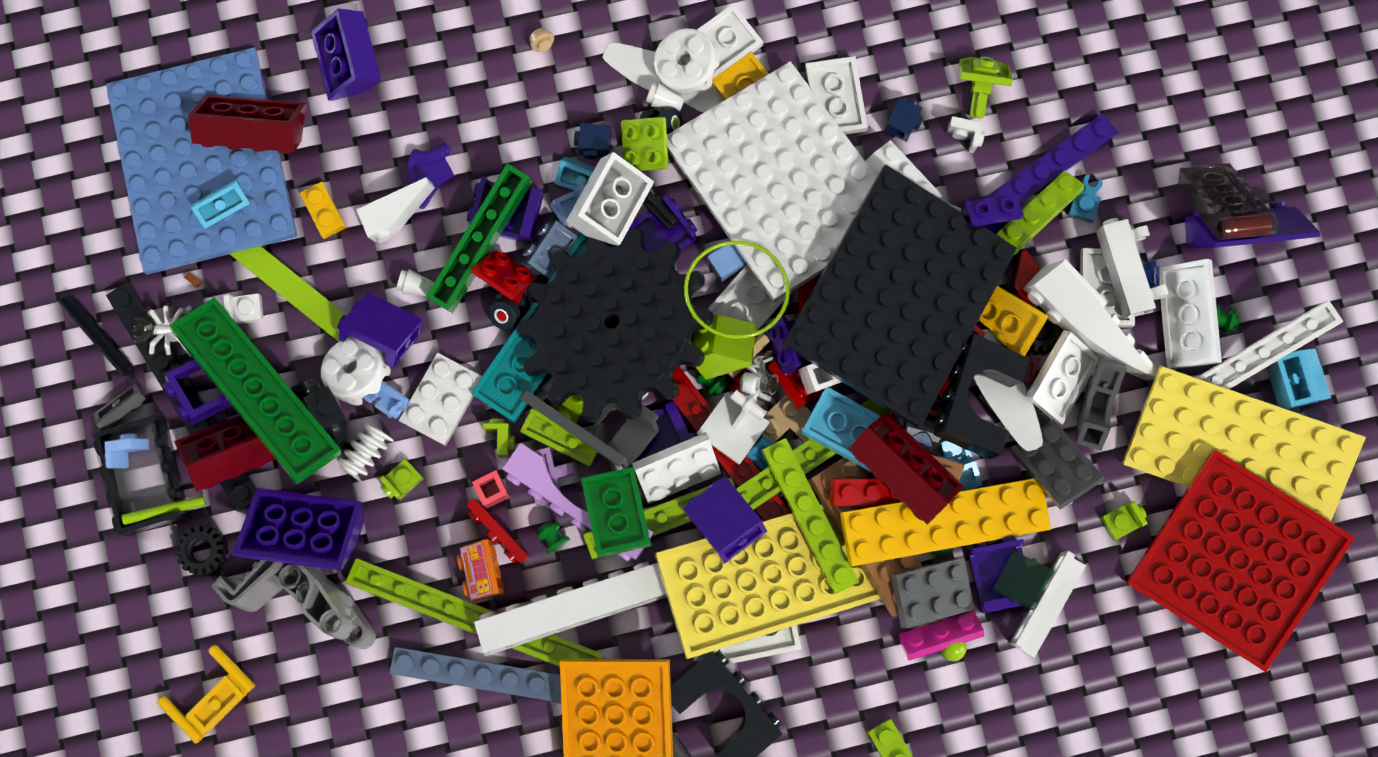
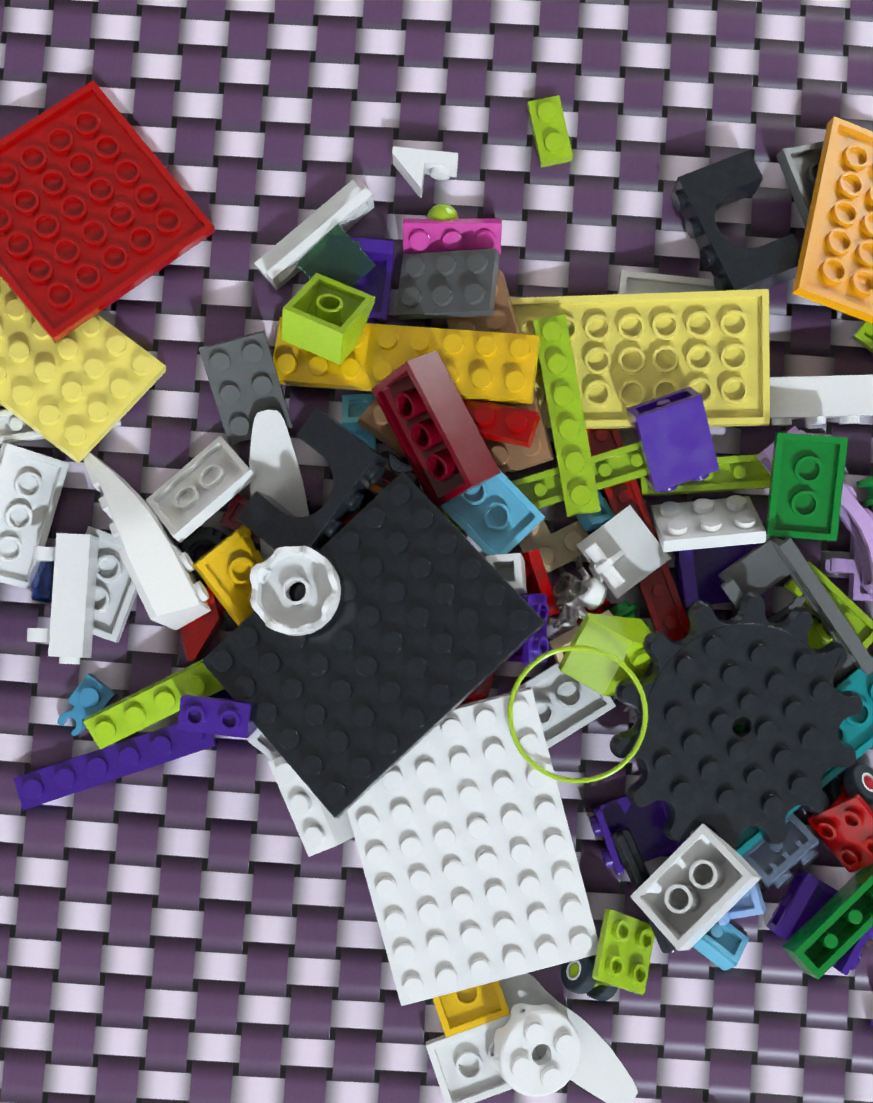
camera: 160 degrees left, 5 degrees up
(593, 140) = (685, 979): dark blue brick -> none
(663, 97) = (578, 1009): white cone -> none
(726, 262) = (569, 761): light blue brick -> none
(839, 90) = (351, 944): white plate -> none
(904, 119) = (278, 882): dark blue brick -> none
(964, 129) = (209, 844): white bracket -> none
(983, 74) = (156, 908): lime piece -> none
(986, 308) = (272, 584): none -> white plate
(988, 684) = (416, 163): none -> white slope
(1016, 531) = (326, 318): none -> lime slope
(1097, 404) = (171, 442): dark grey arch -> none
(1124, 519) = (189, 301): lime bracket -> none

